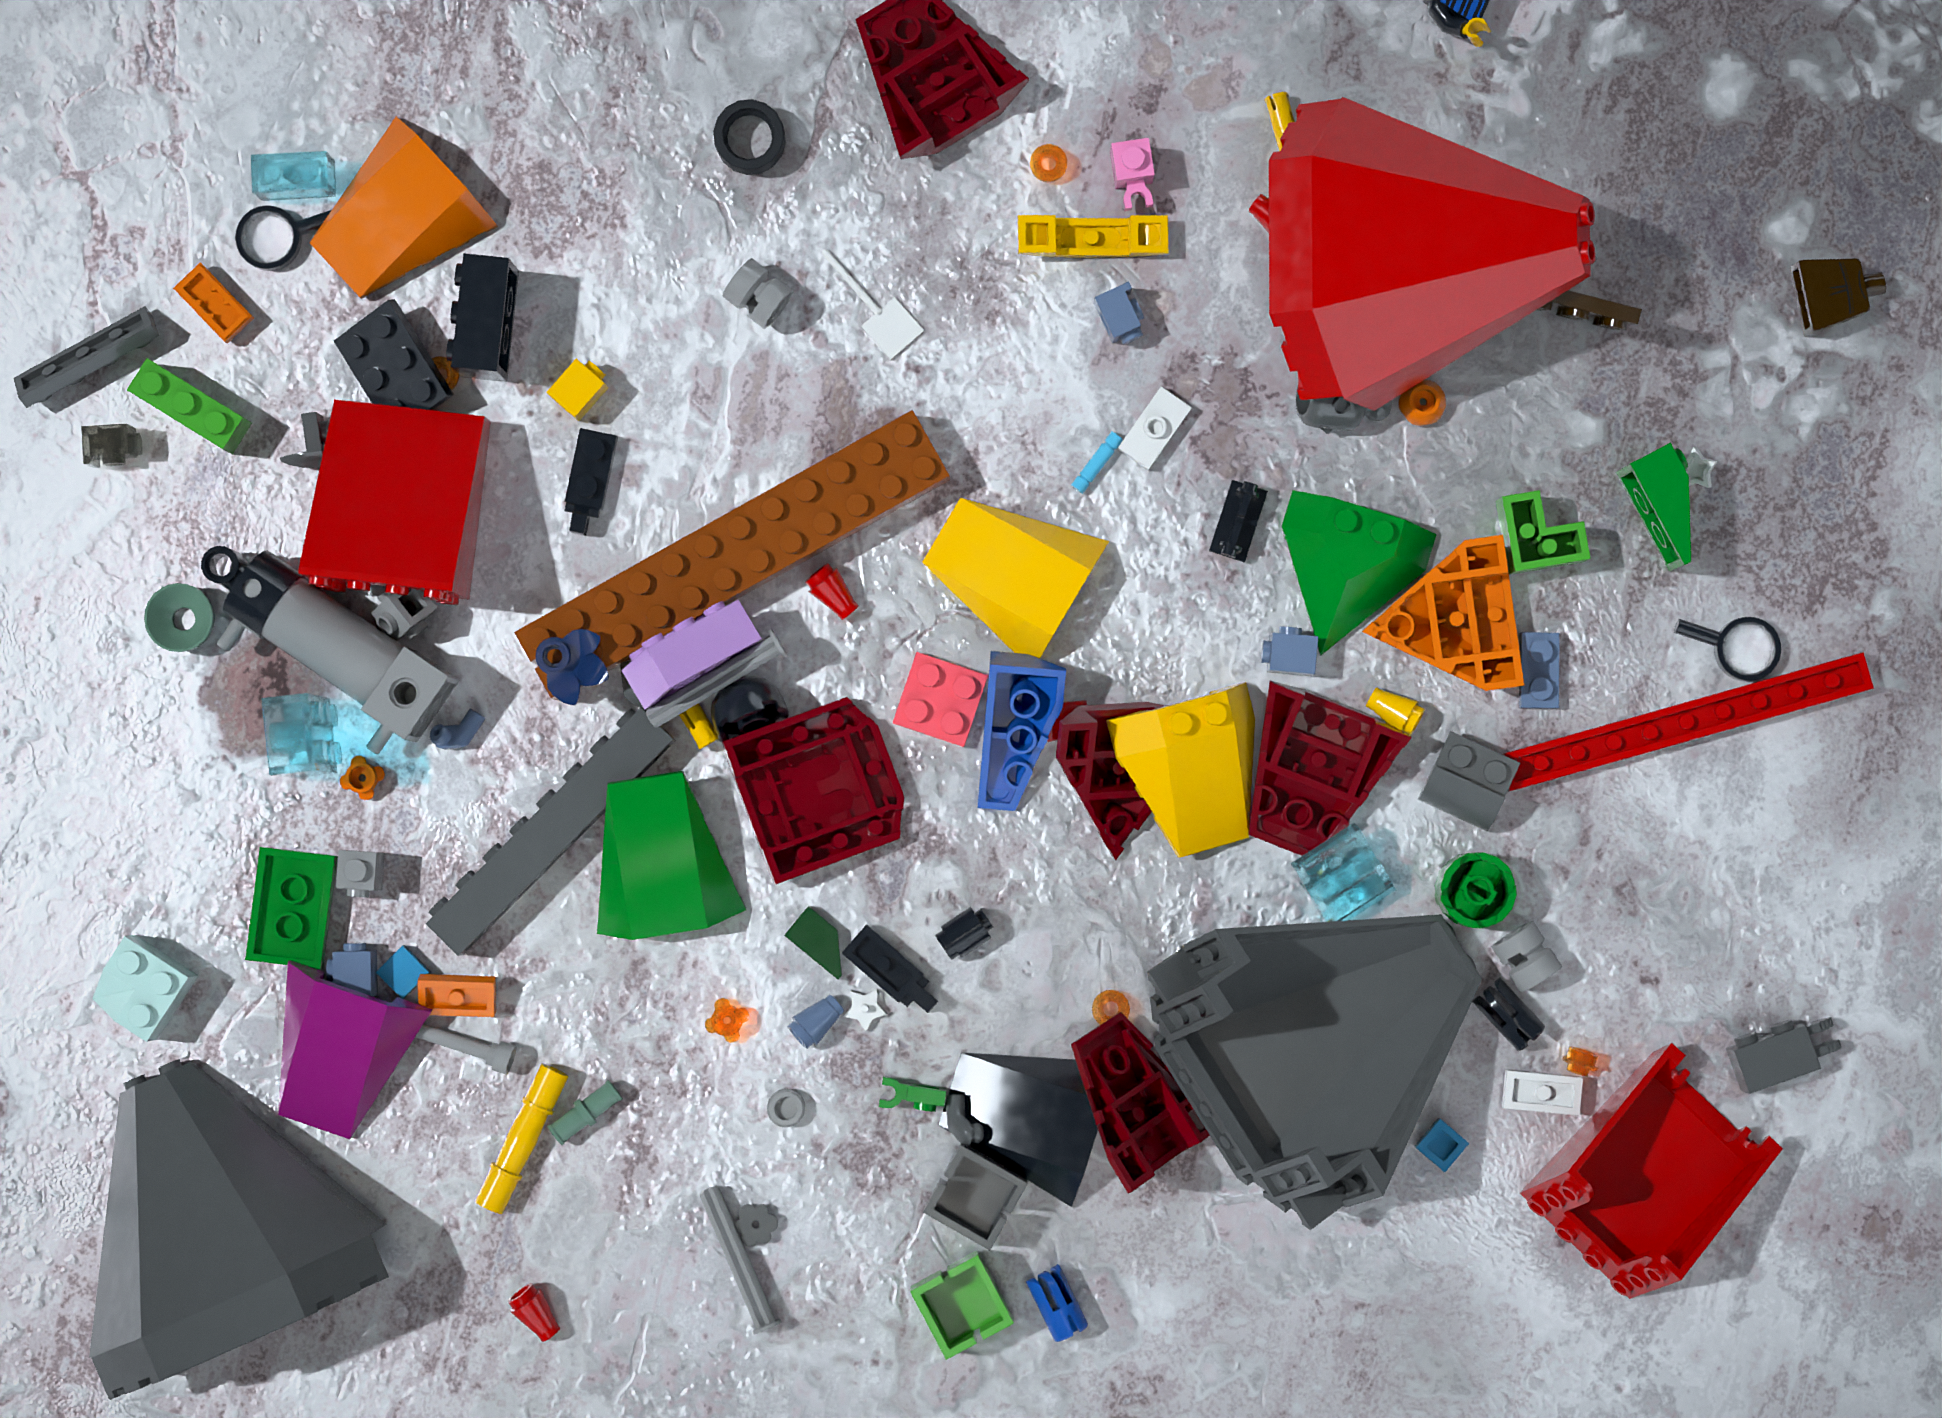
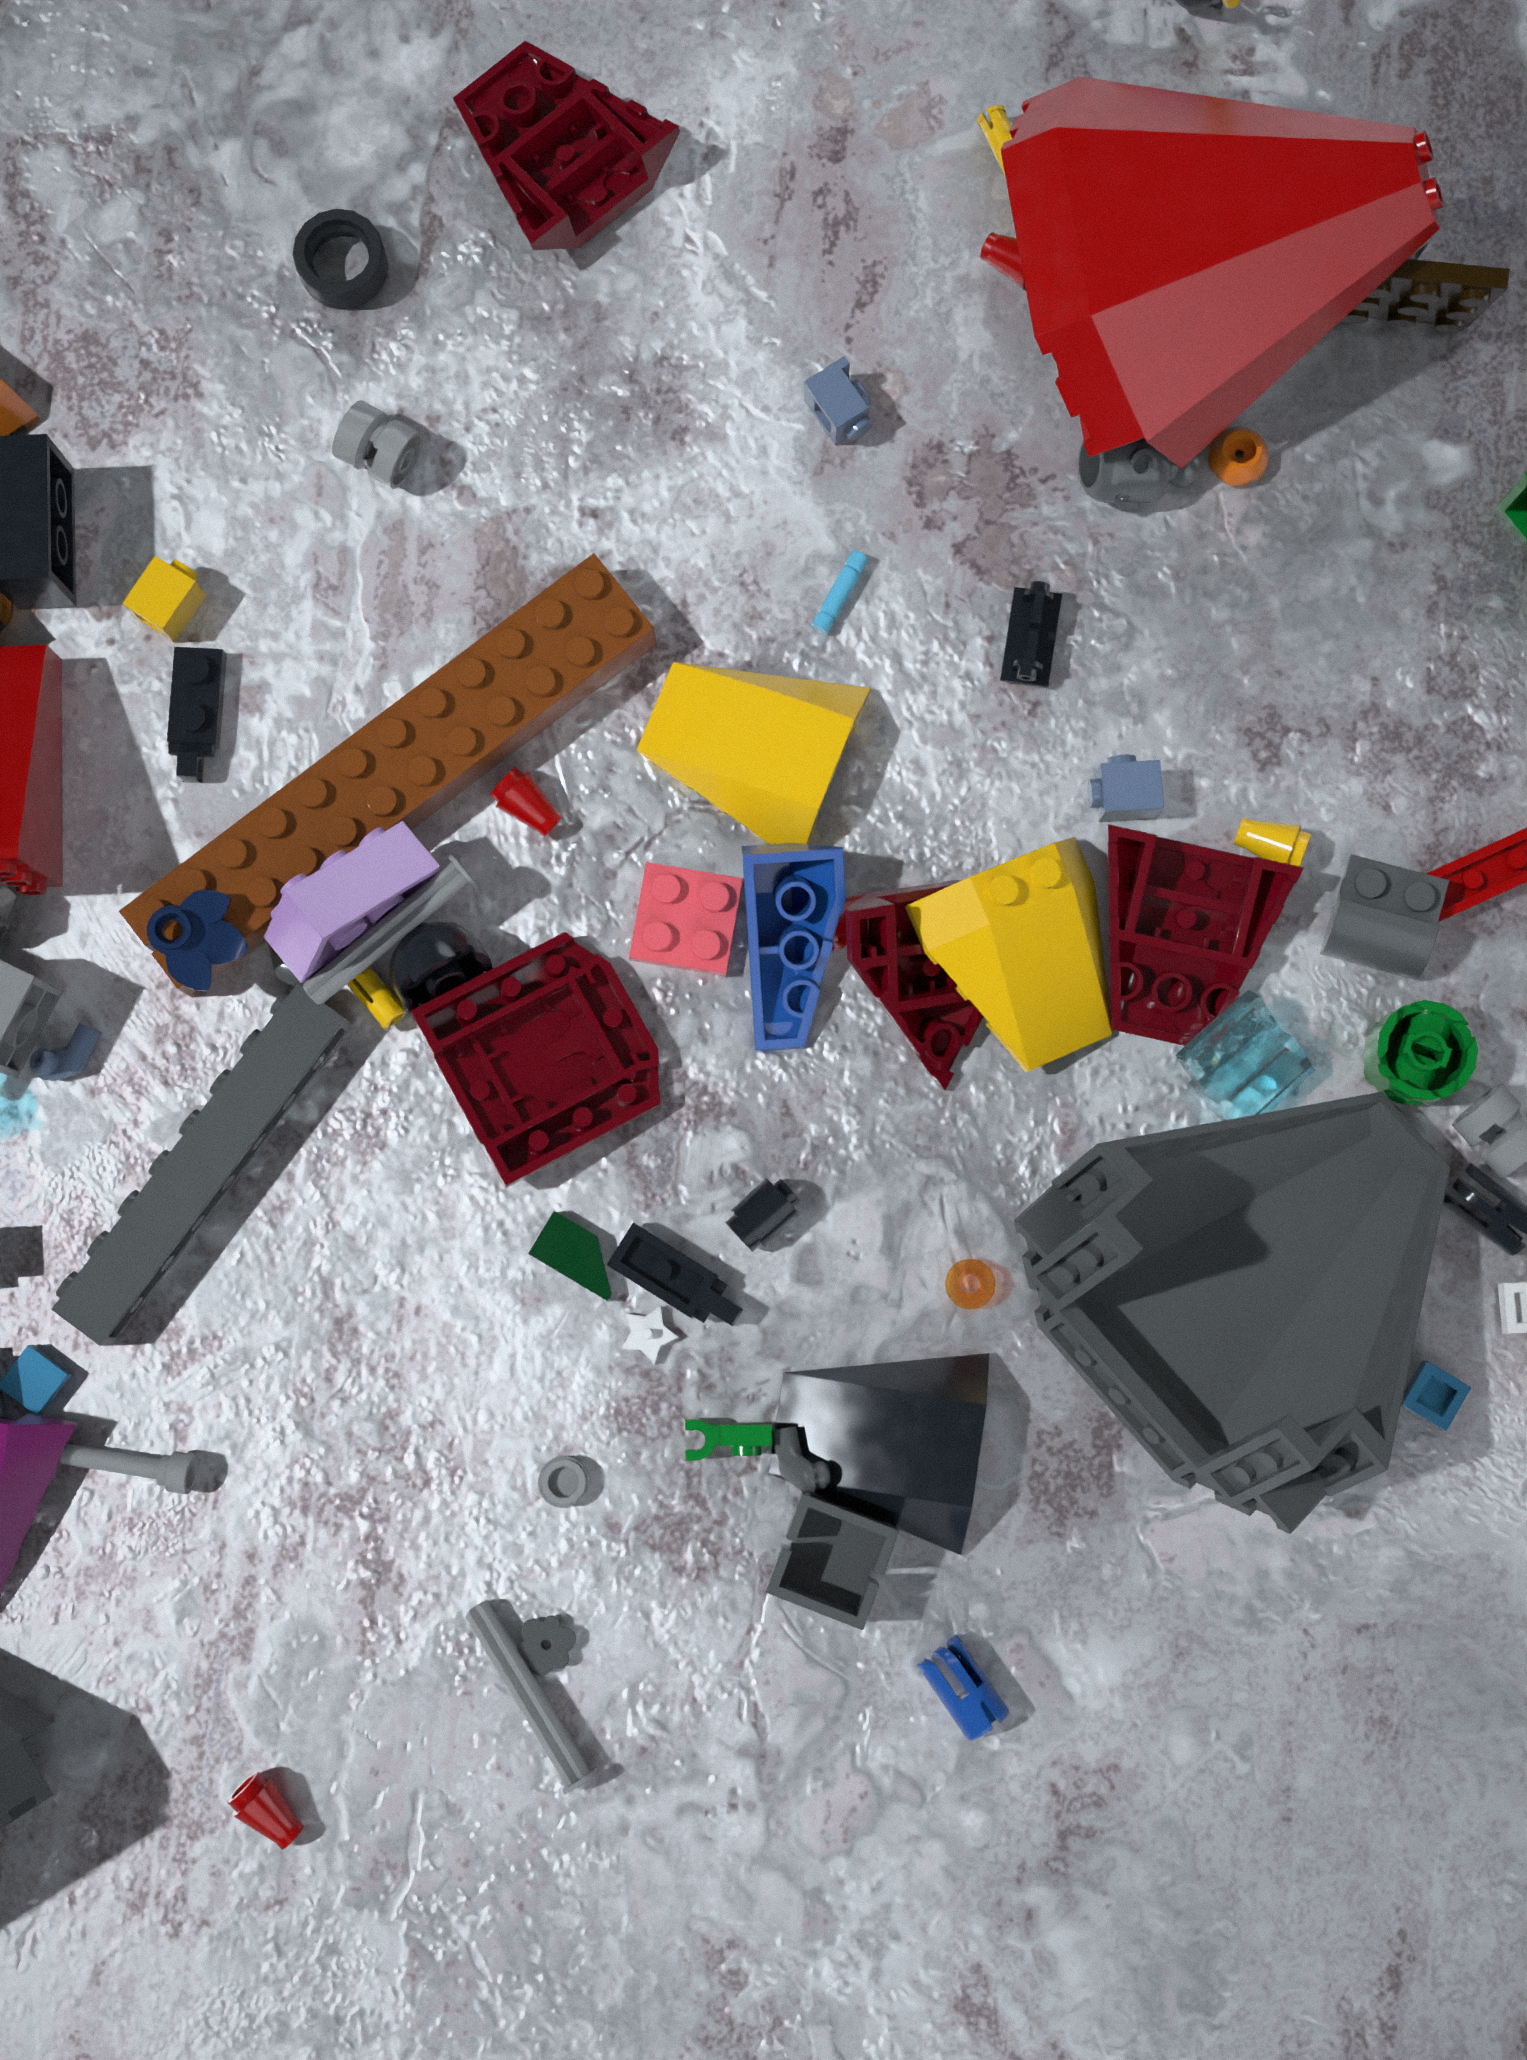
camera: 10 degrees left, 5 degrees down
(458, 995) = (109, 1398): orange plate -> none
(521, 1138) = (218, 1578): yellow piece -> none
(585, 1112) = (297, 1529): sand green pin -> none
(660, 862) = (351, 1180): green wedge -> none
(716, 1022) = (456, 1384): clear orange plate -> none
(815, 1021) = (585, 1360): sand blue cone -> none
(891, 325) = (553, 465): white piece -> none
(961, 1304) = (836, 1710): bright green piece -> none
(1048, 151) = (720, 224): clear orange plate -> none
(1092, 236) = (790, 318): yellow slope -> none
(1133, 169) = (827, 223): bright pink brick -> none
(1134, 1101) = (1023, 1400): dark red wedge -> none
(1154, 428) = (905, 539): white plate -> none
(1349, 560) = (1181, 661): green wedge -> none
(1460, 617) = (1337, 707): orange wedge -> none
(1529, 542) = (1410, 602): bright green brick -> none
(1540, 670) = (1446, 766): sand blue plate -> none

